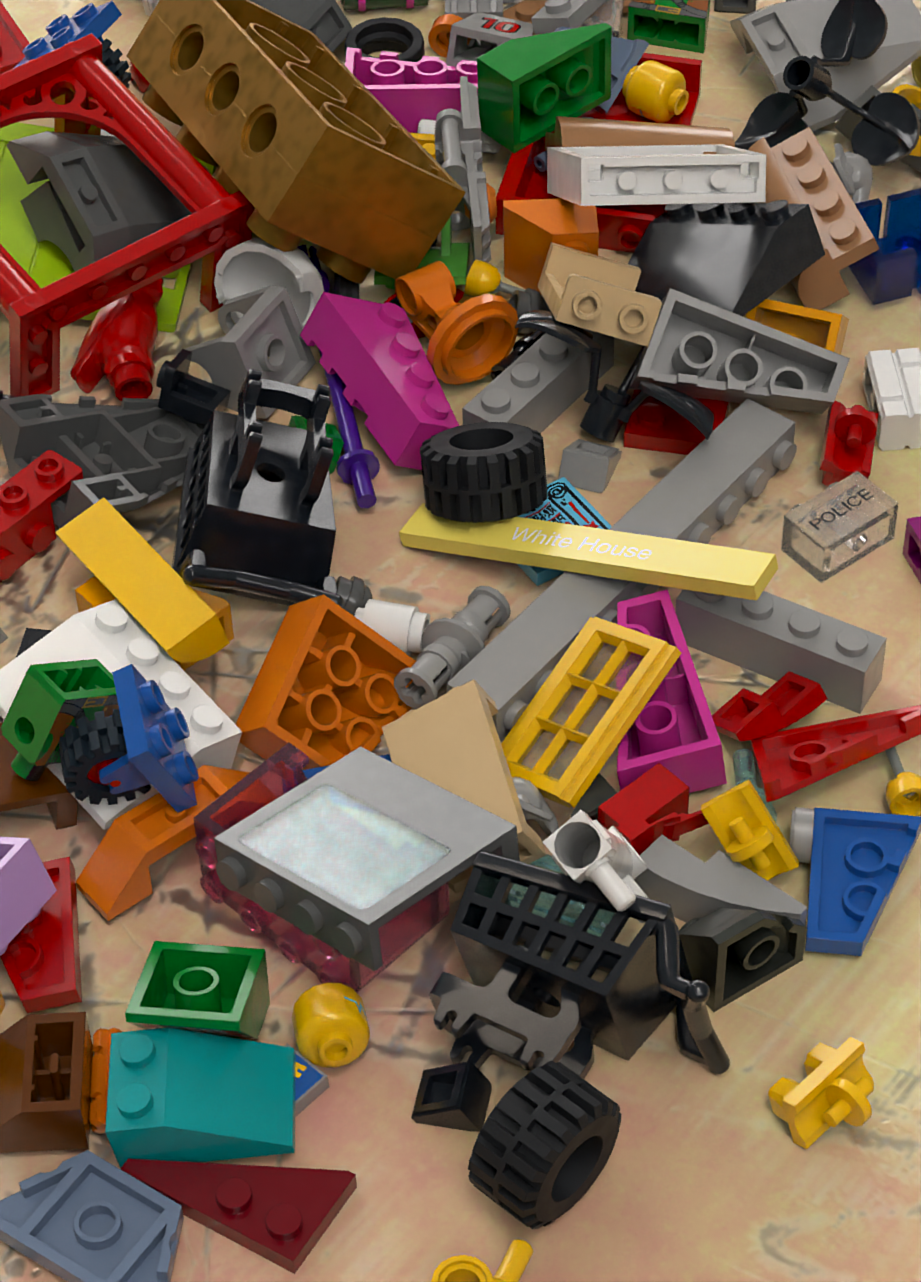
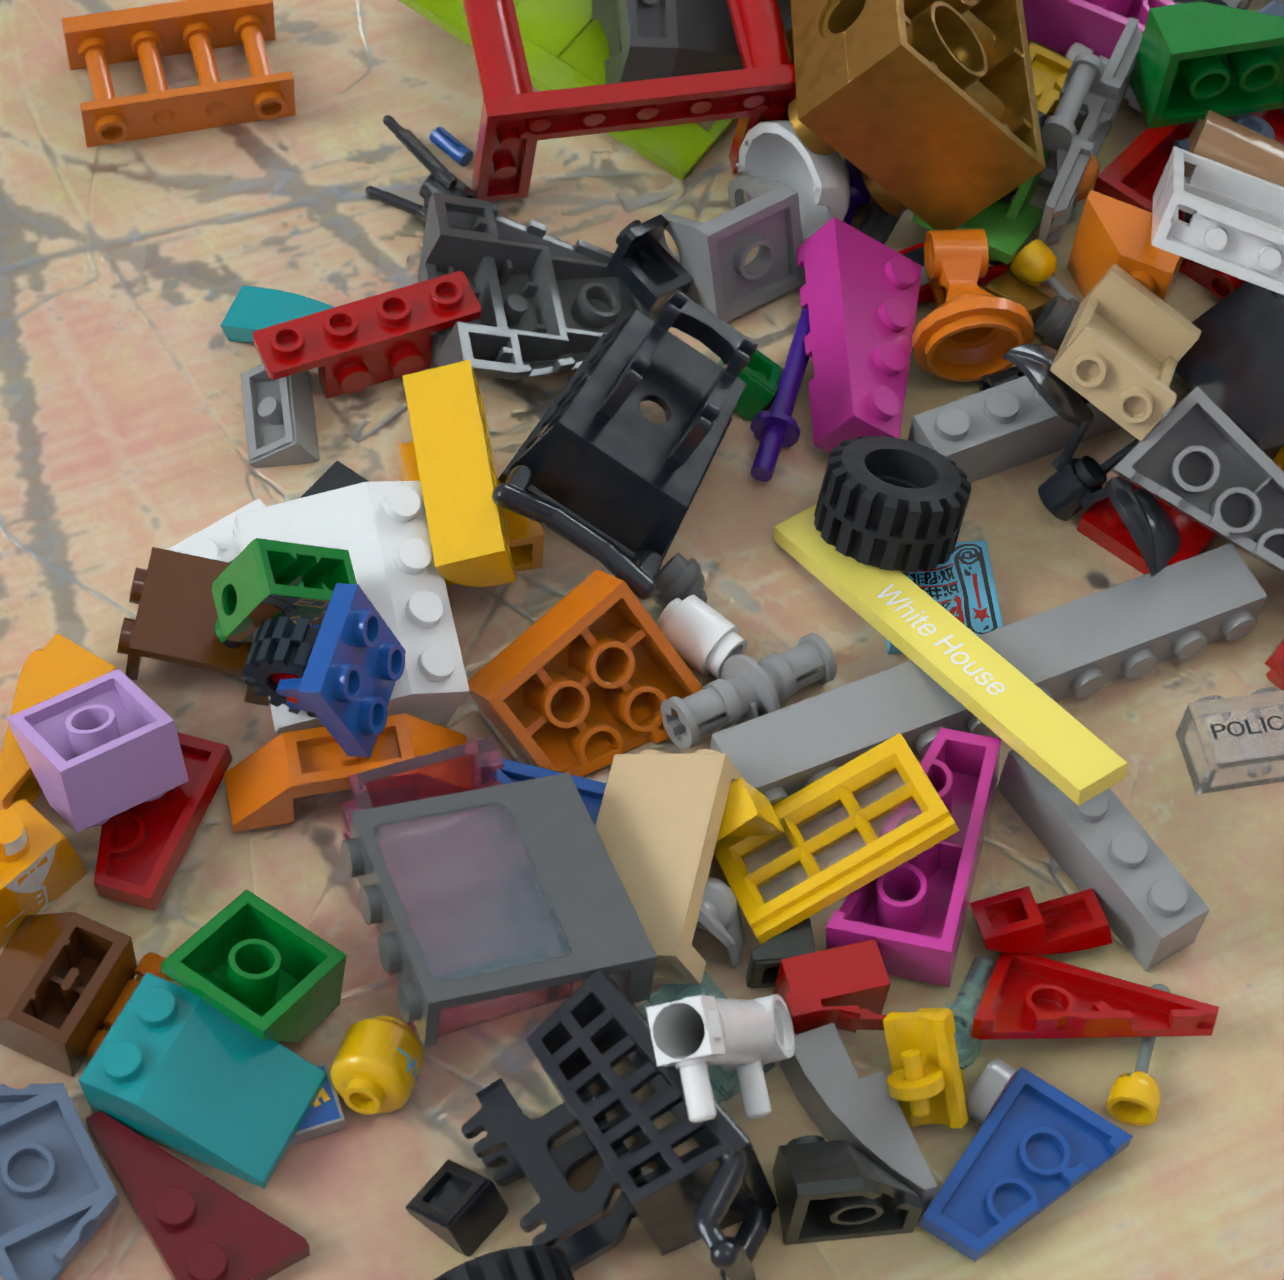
camera: 20 degrees right, 10 degrees up
(122, 345) = (609, 179): red animal -> none
(511, 722) = (748, 813): none -> yellow slope
(589, 465) = (1024, 536): light grey slope -> none

